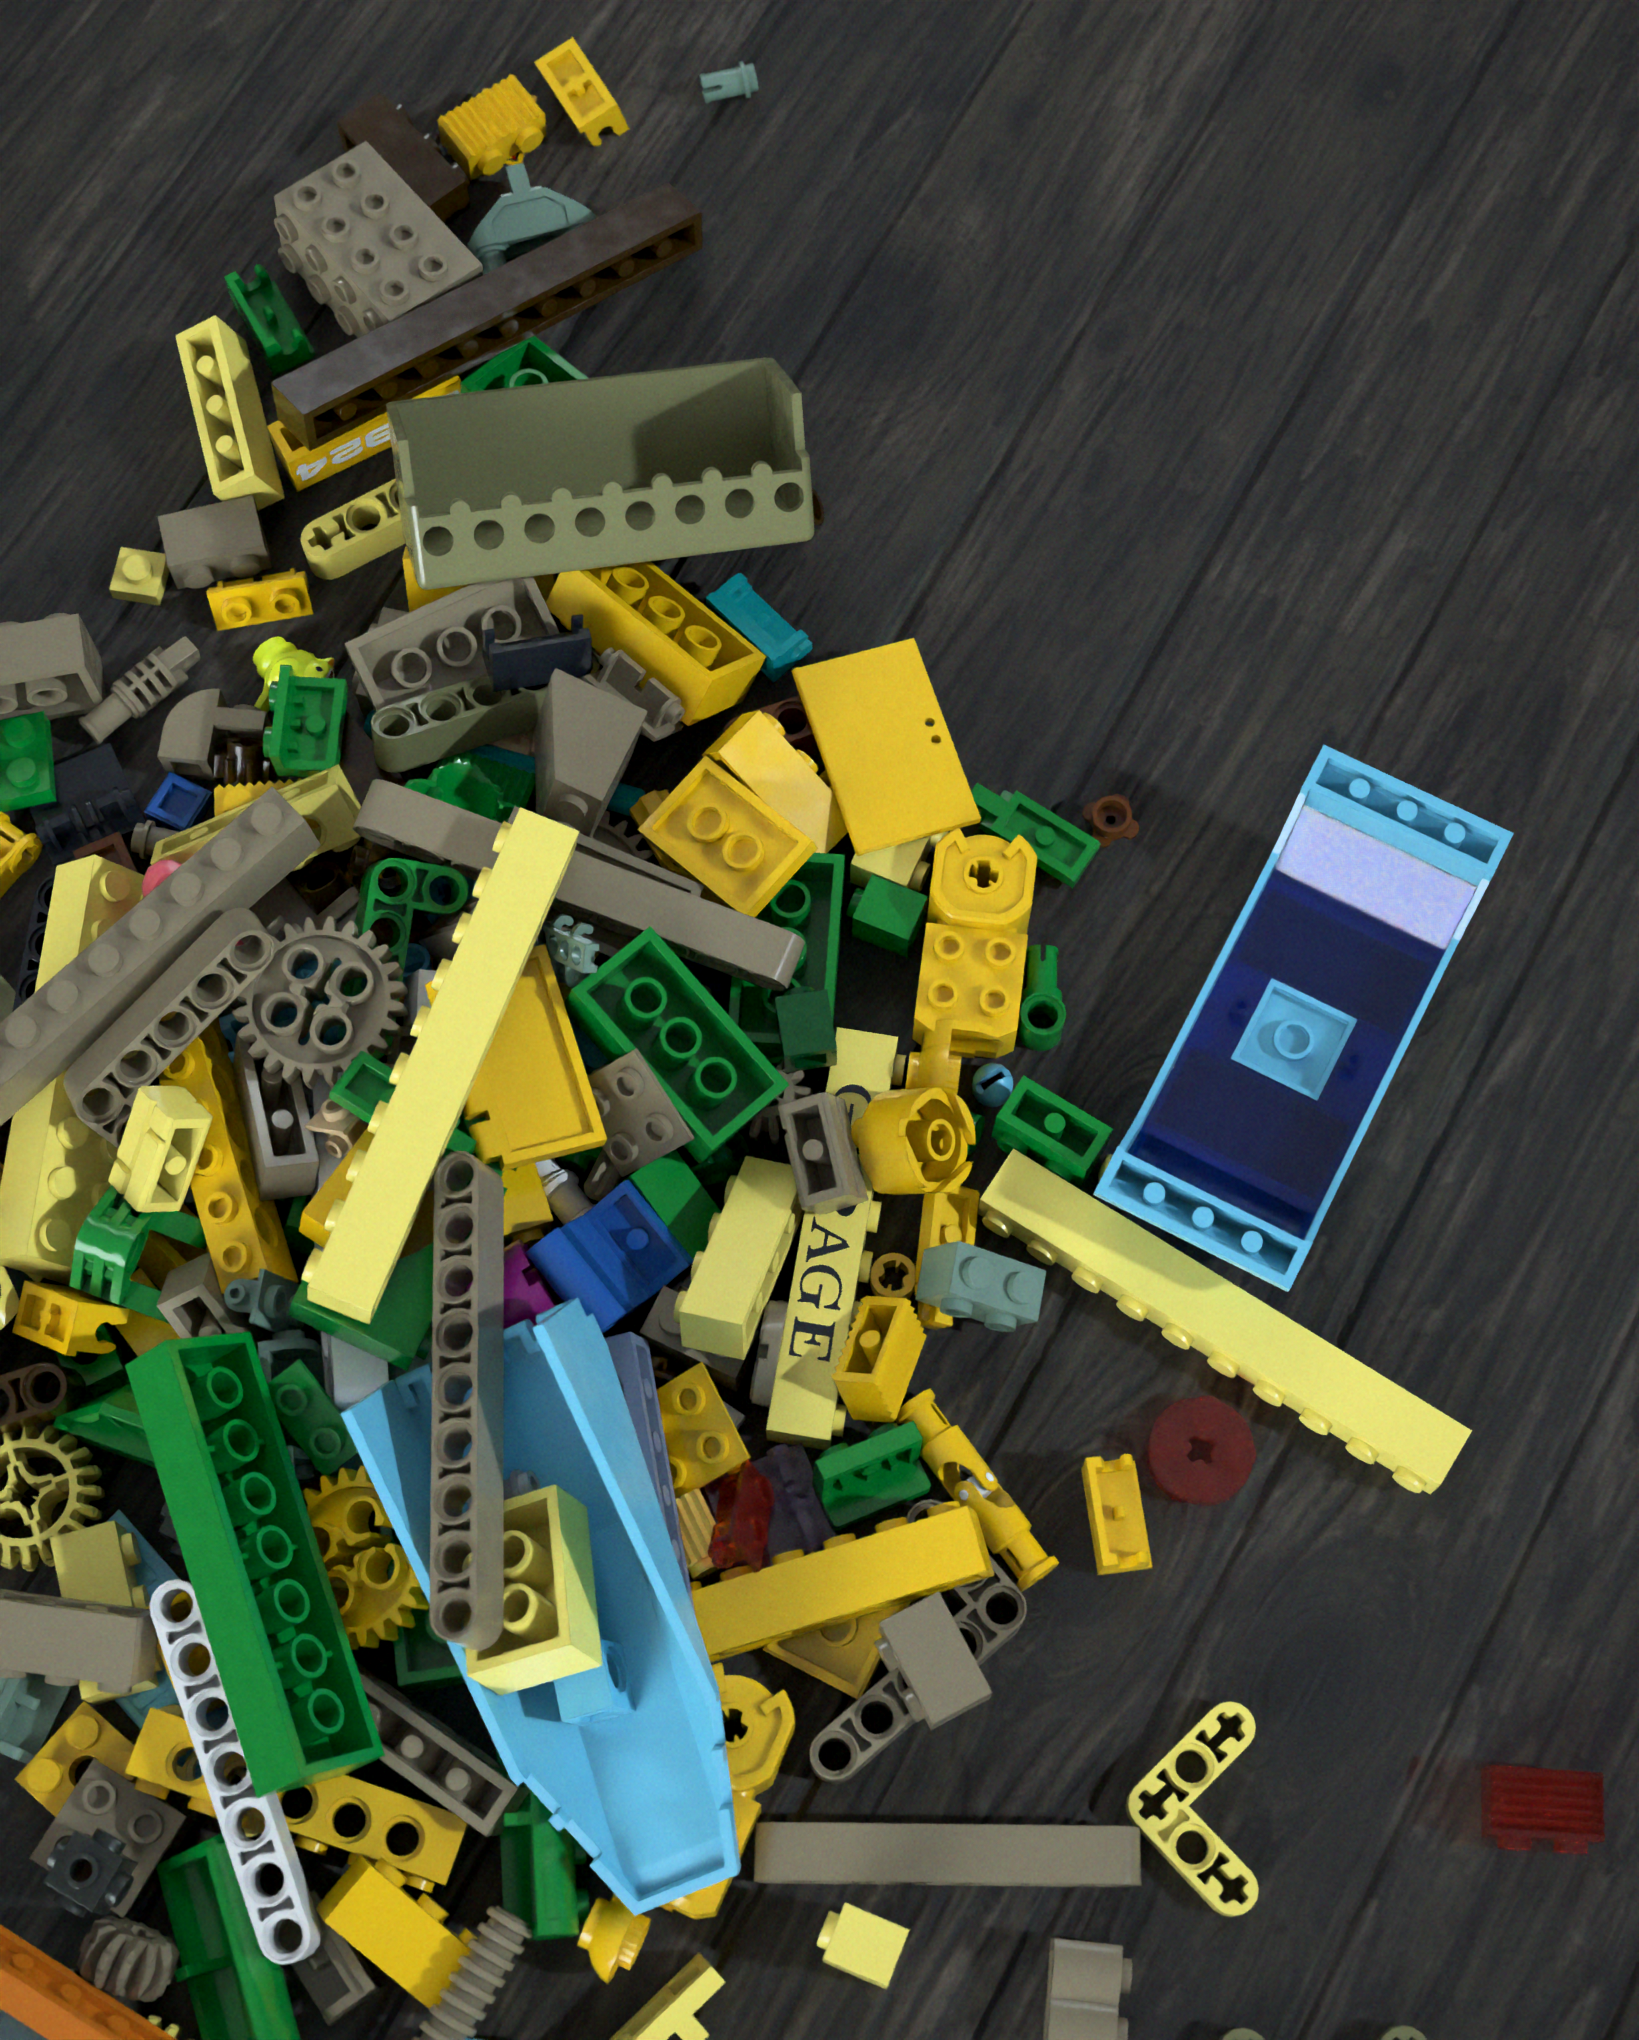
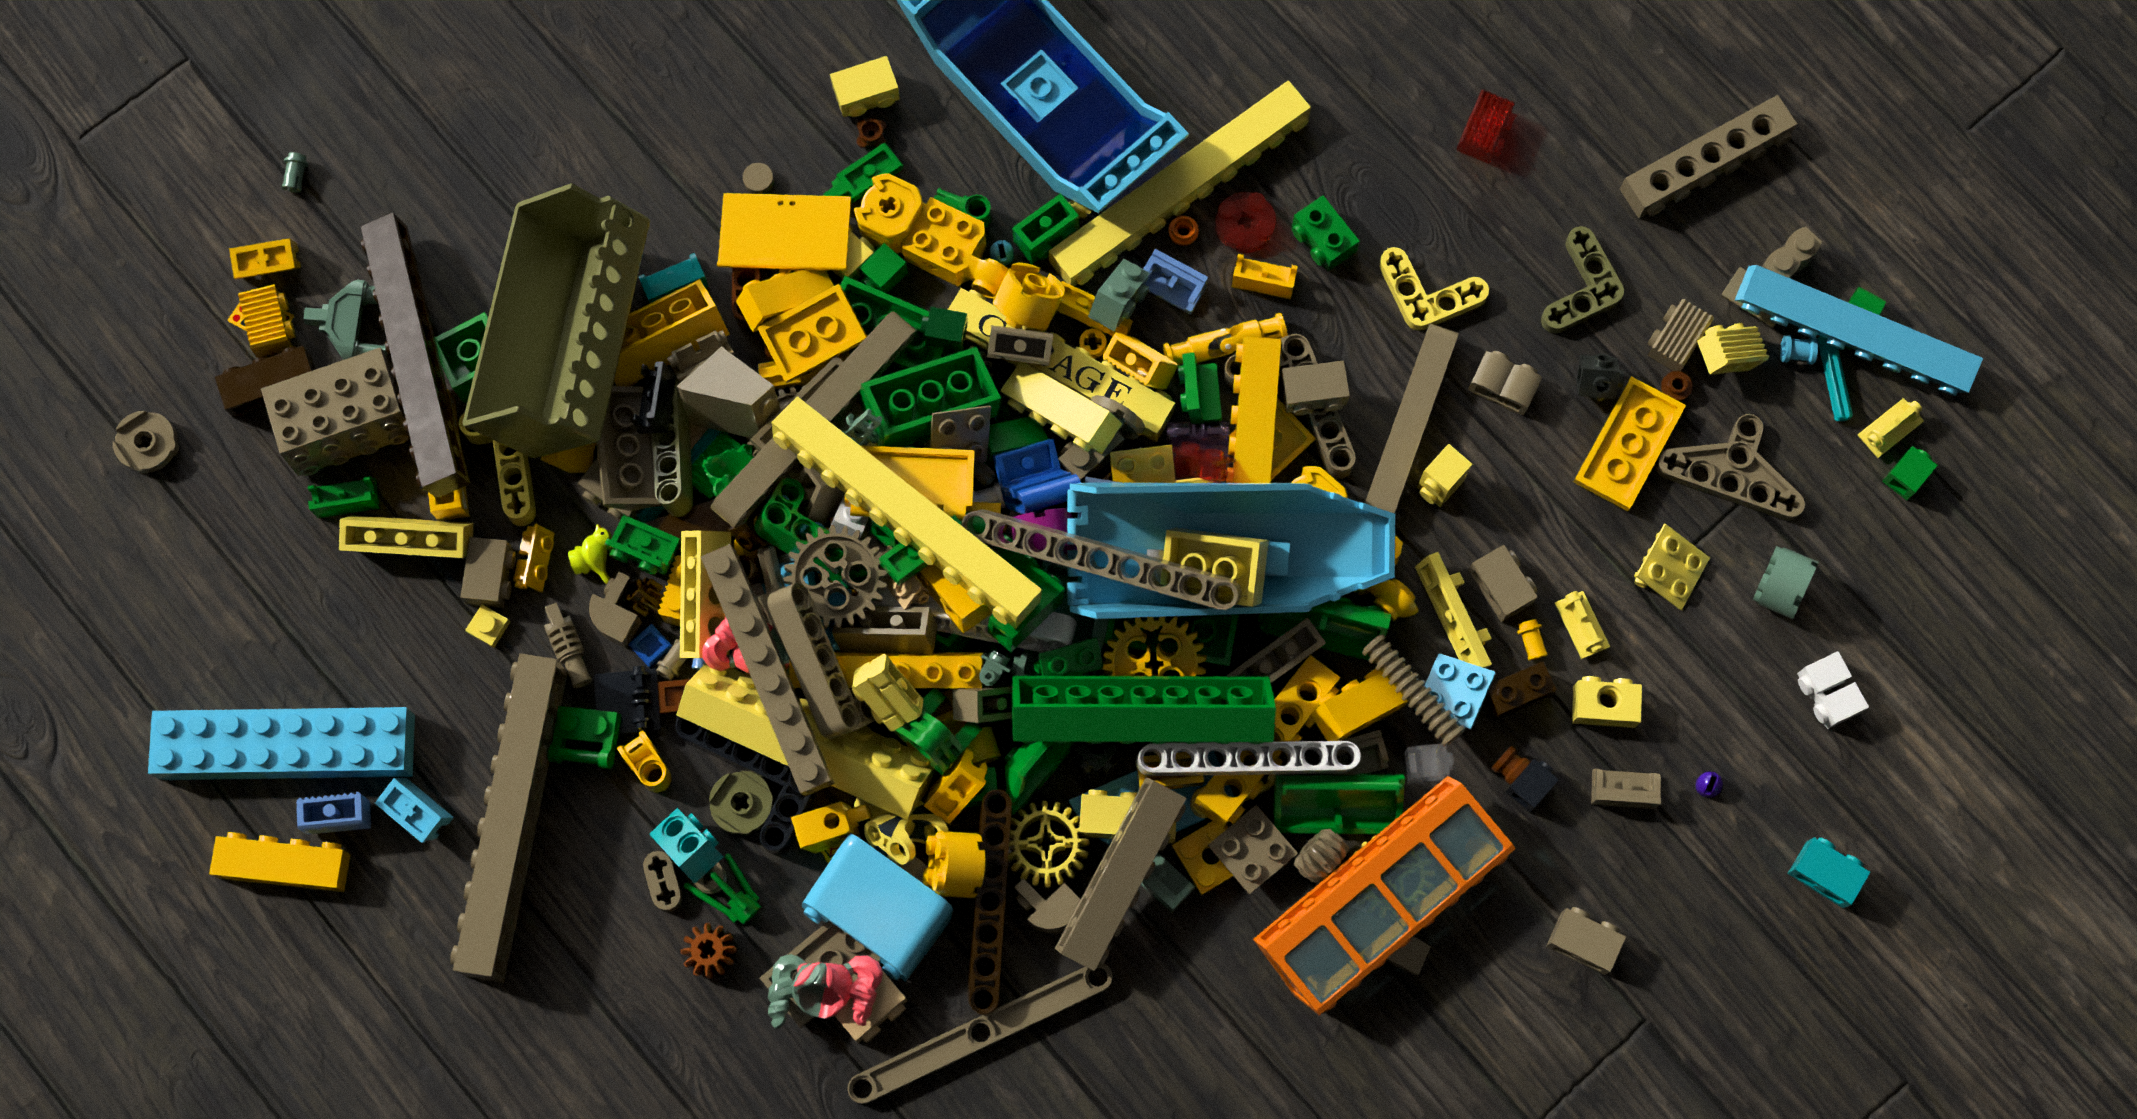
camera: 70 degrees left, 5 degrees up
(110, 1874) = (1271, 865): pearl dark grey brick -> none
(271, 75) = (143, 459): none -> dark tan plate
(970, 686) = (758, 178): none -> dark tan tile
(1046, 1369) = (1175, 281): none -> medium blue hinge
(1155, 1344) = (1183, 222): none -> orange plate
(1177, 780) = (865, 87): none -> light yellow brick
(1230, 1589) = (1324, 233): none -> green brick

